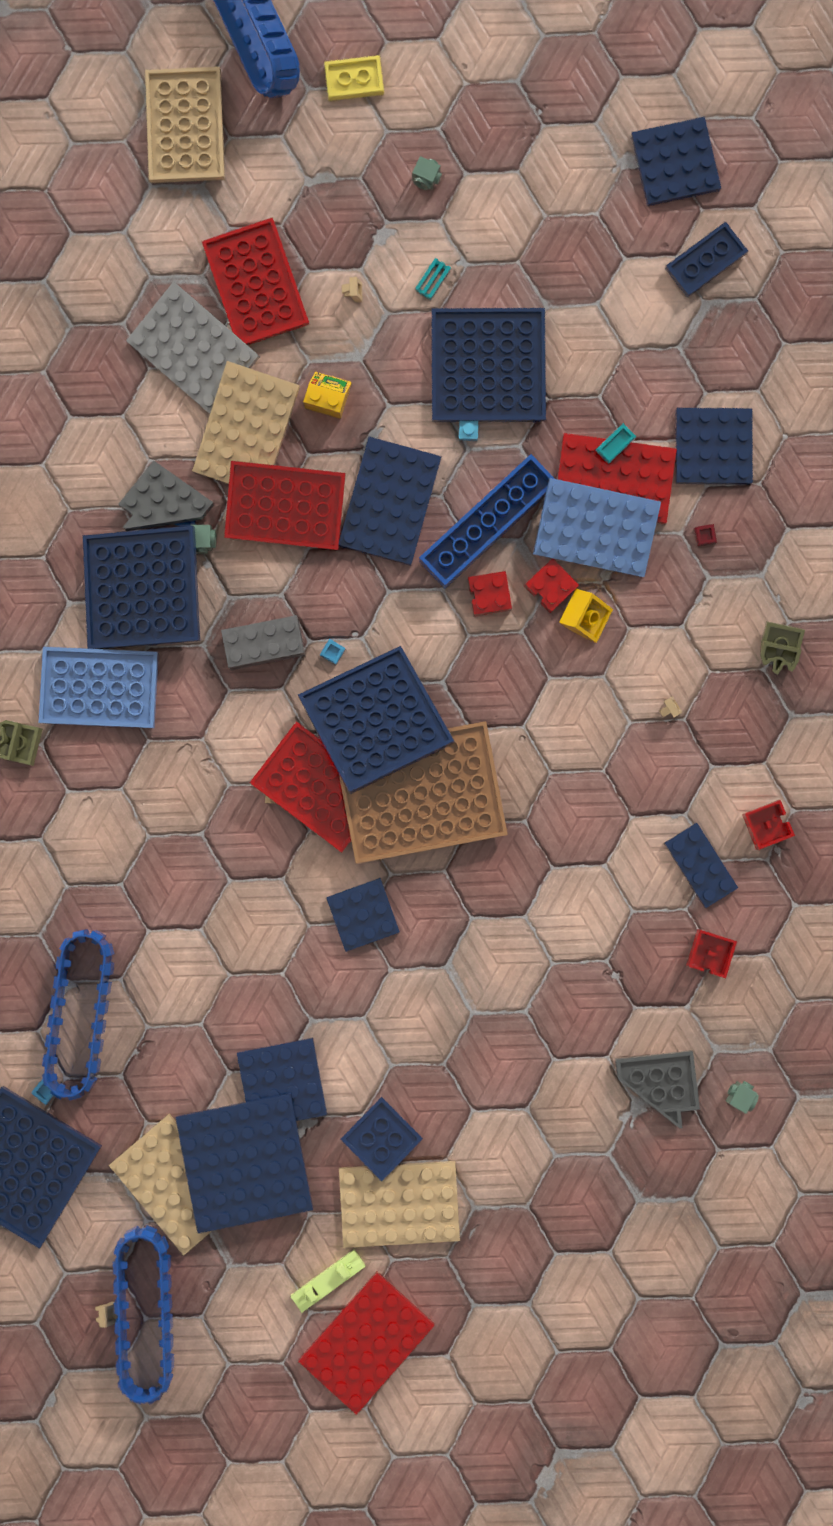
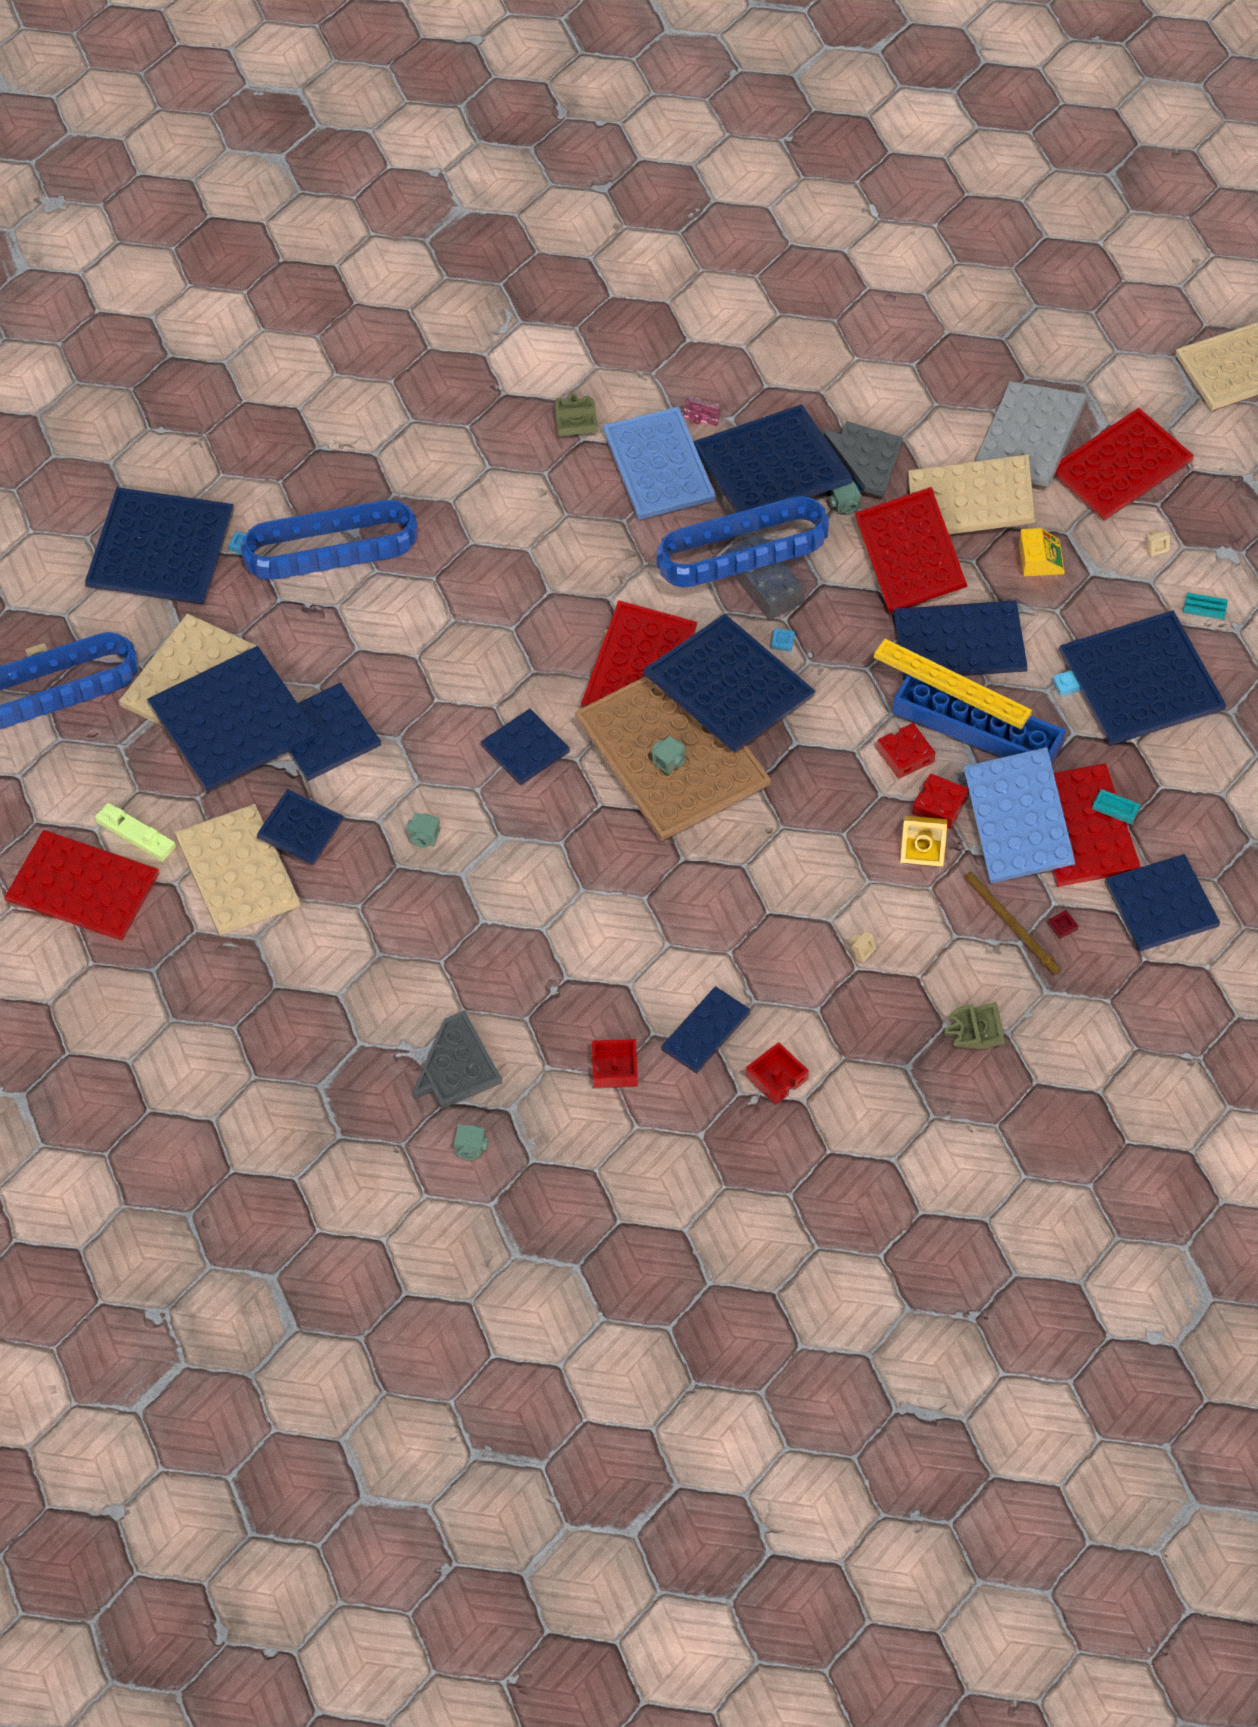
camera: 70 degrees right, 30 degrees down
(56, 628) = (702, 411): none -> clear pink hips
(214, 643) = (738, 524): none -> blue piece
(421, 1033) = (423, 830): none -> sand green brick
(434, 800) = (668, 754): none -> sand green brick
(453, 530) = (953, 683): none -> yellow plate
(737, 562) = (1047, 960): none -> pearl gold bar

